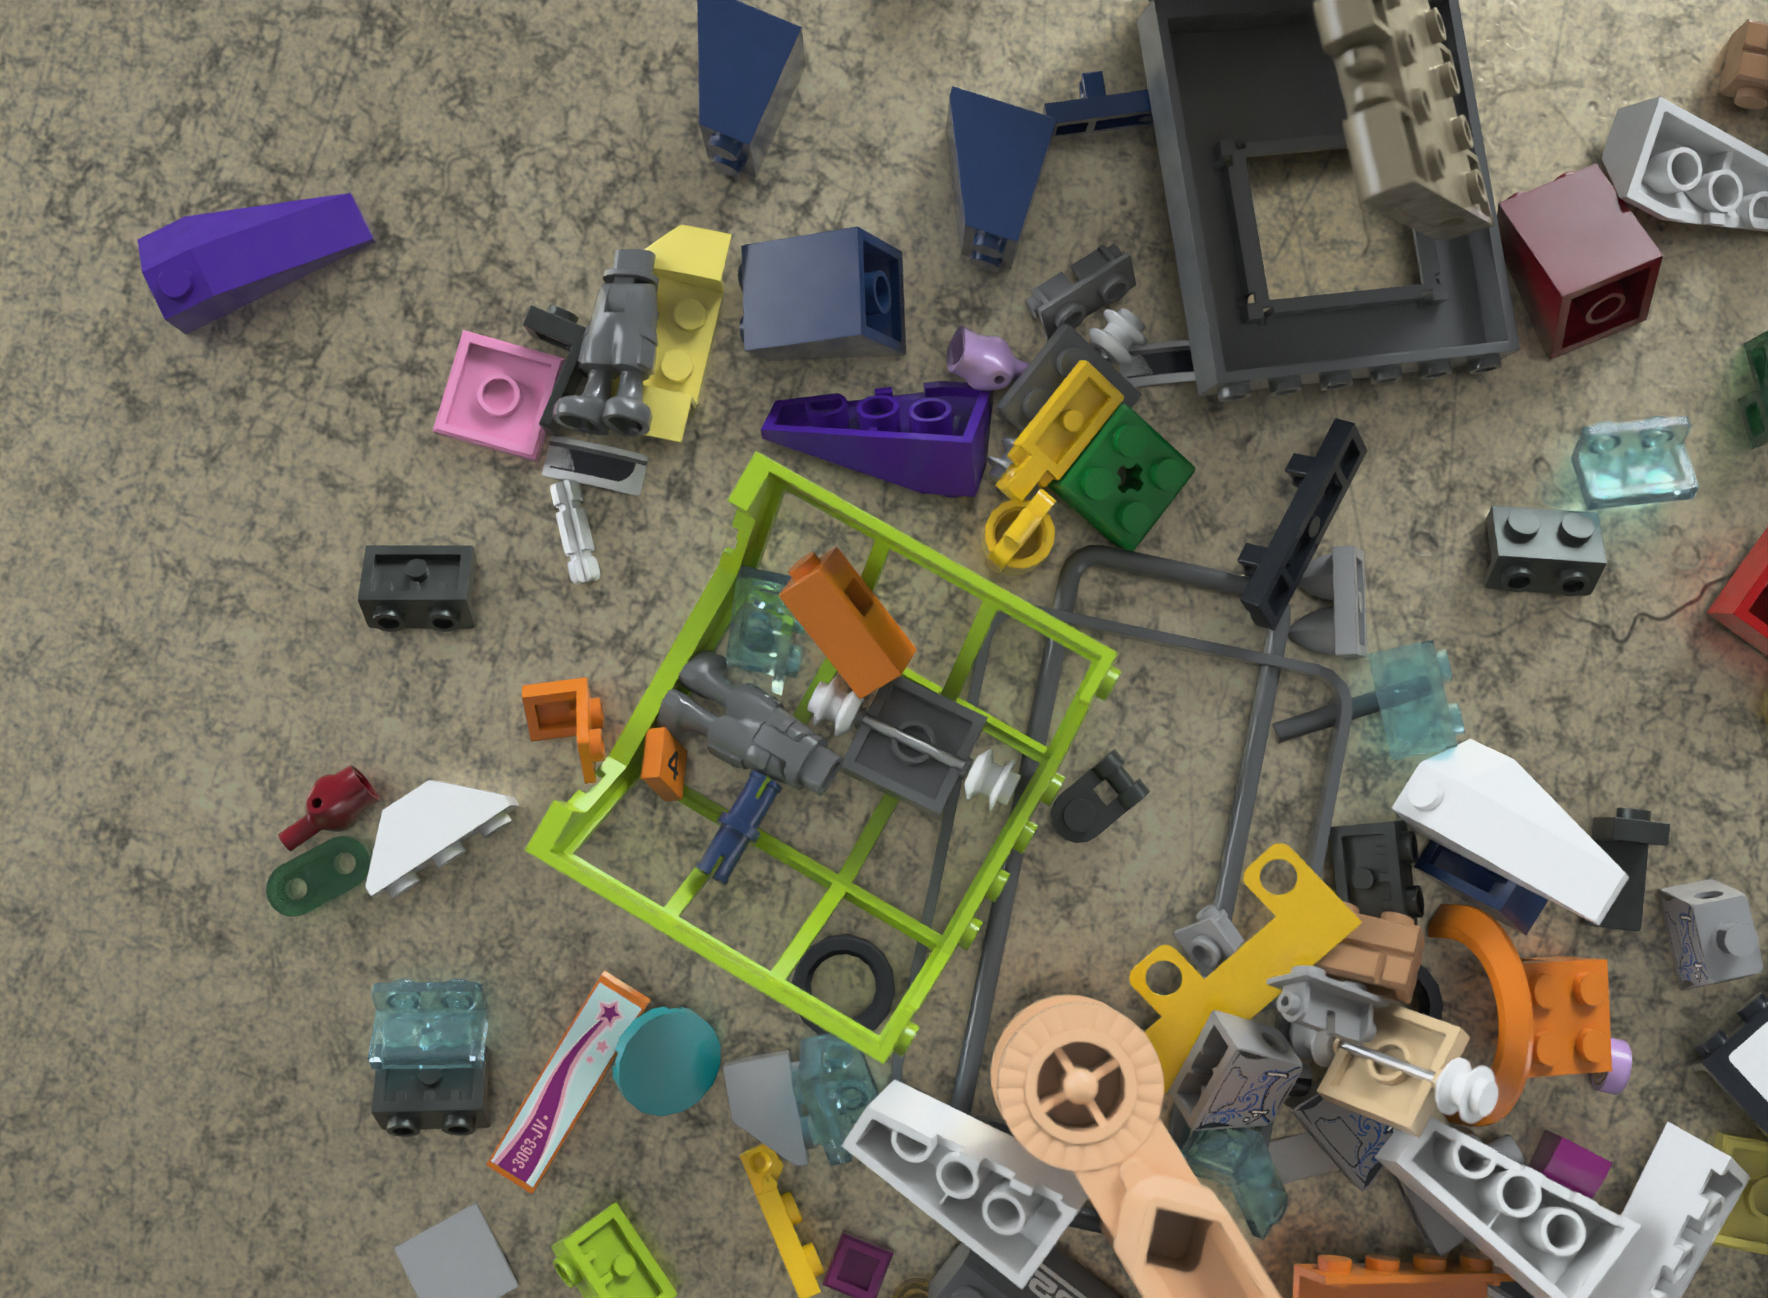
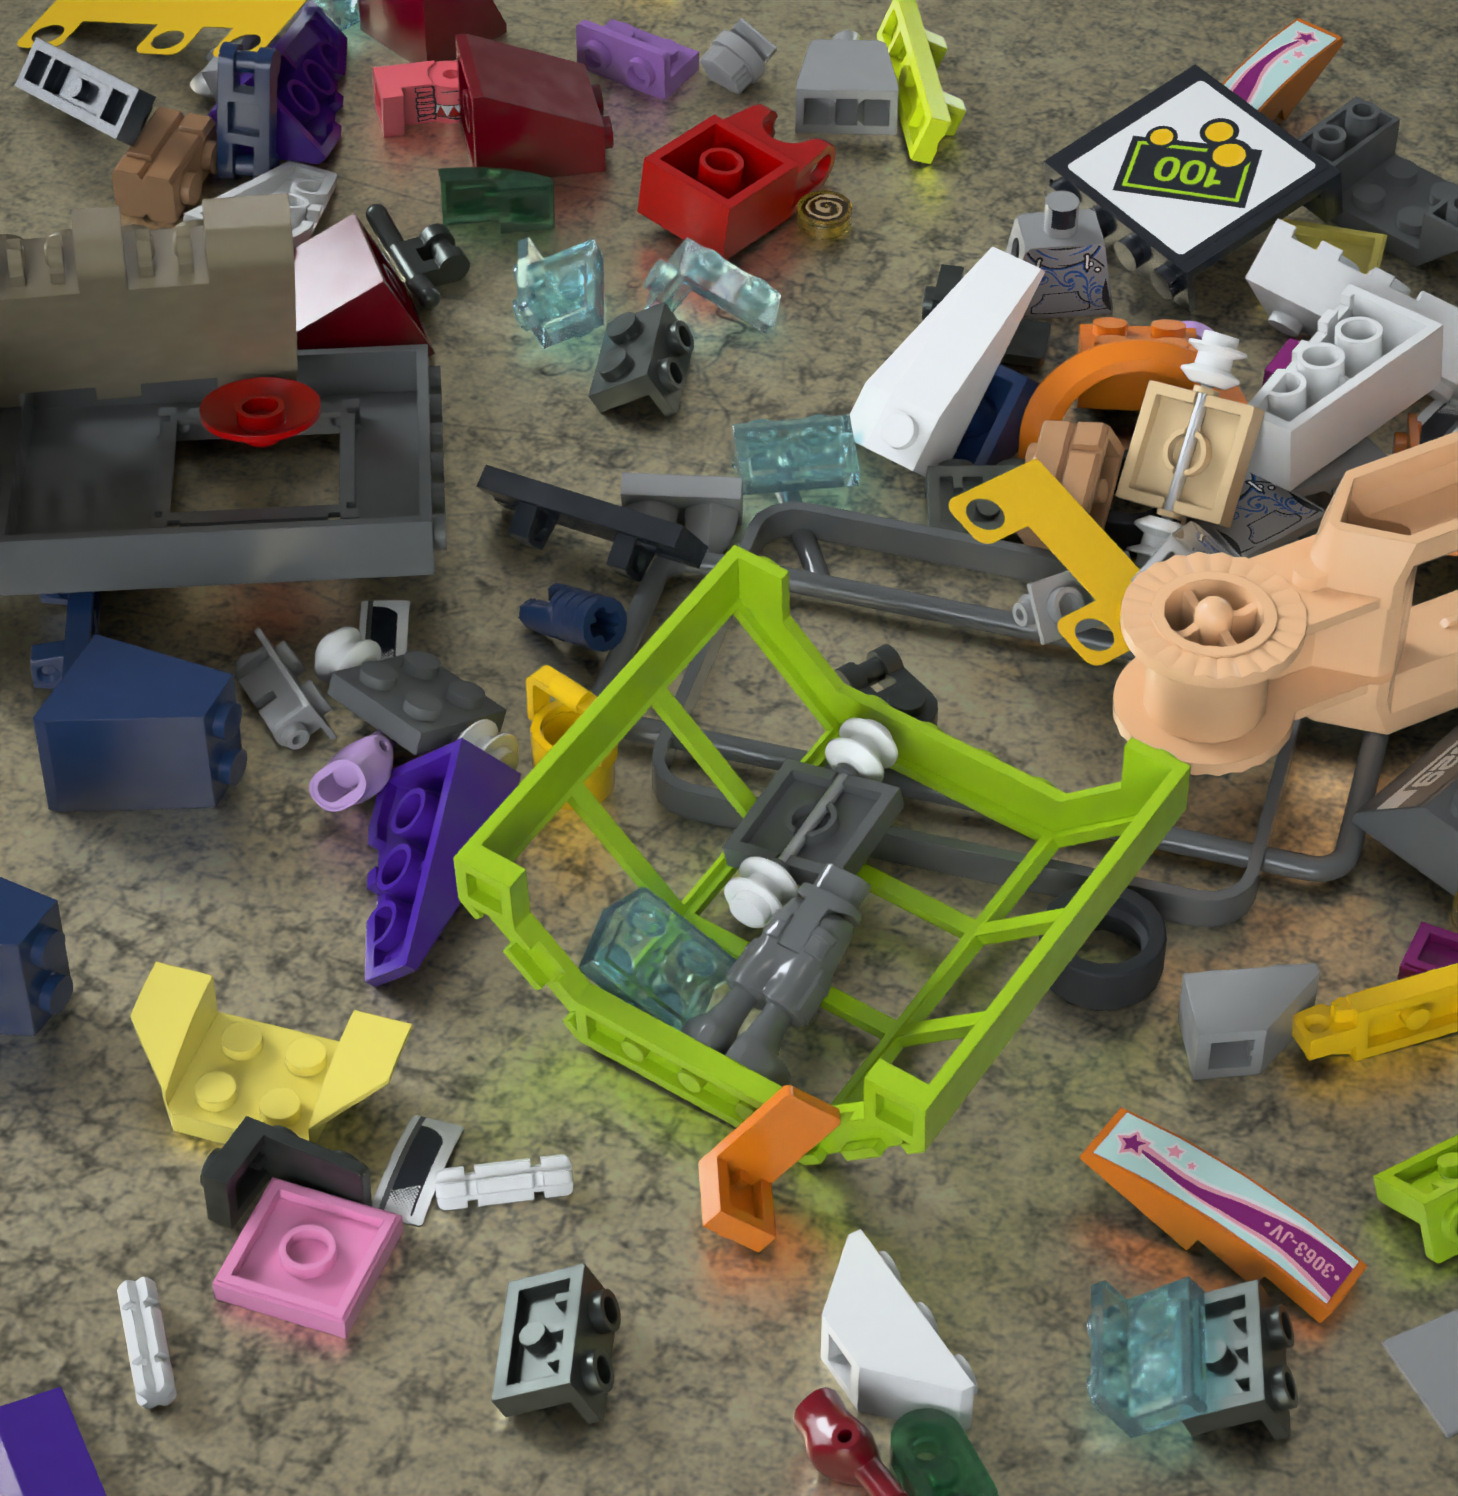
camera: 85 degrees left, 40 degrees down
(411, 292) = (146, 1343): none -> white axle
(617, 344) = (273, 1071): dark grey piece -> none
(664, 764) = (821, 1073): orange tile -> none
(666, 1060) = (1187, 1097): teal tile -> none
(739, 827) = (905, 970): dark blue pin -> none
(822, 297) = (250, 901): dark blue slope -> none
(836, 1090) = (1230, 933): clear light blue bracket -> none
(847, 621) = (663, 849): orange brick -> none
(968, 1178) = (1330, 779): white wedge -> none
(1059, 431) = (461, 682): yellow hinge -> none
(1152, 482) = (505, 644): green brick -> none
(1184, 525) = (576, 617): none -> dark blue hinge
(1312, 998) = (1120, 491): light grey hinge -> none
(1360, 244) = (260, 410): none -> red dish
(1654, 608) = (716, 280): none -> clear light blue bracket
(1701, 336) = (423, 260): none -> pearl dark grey piece

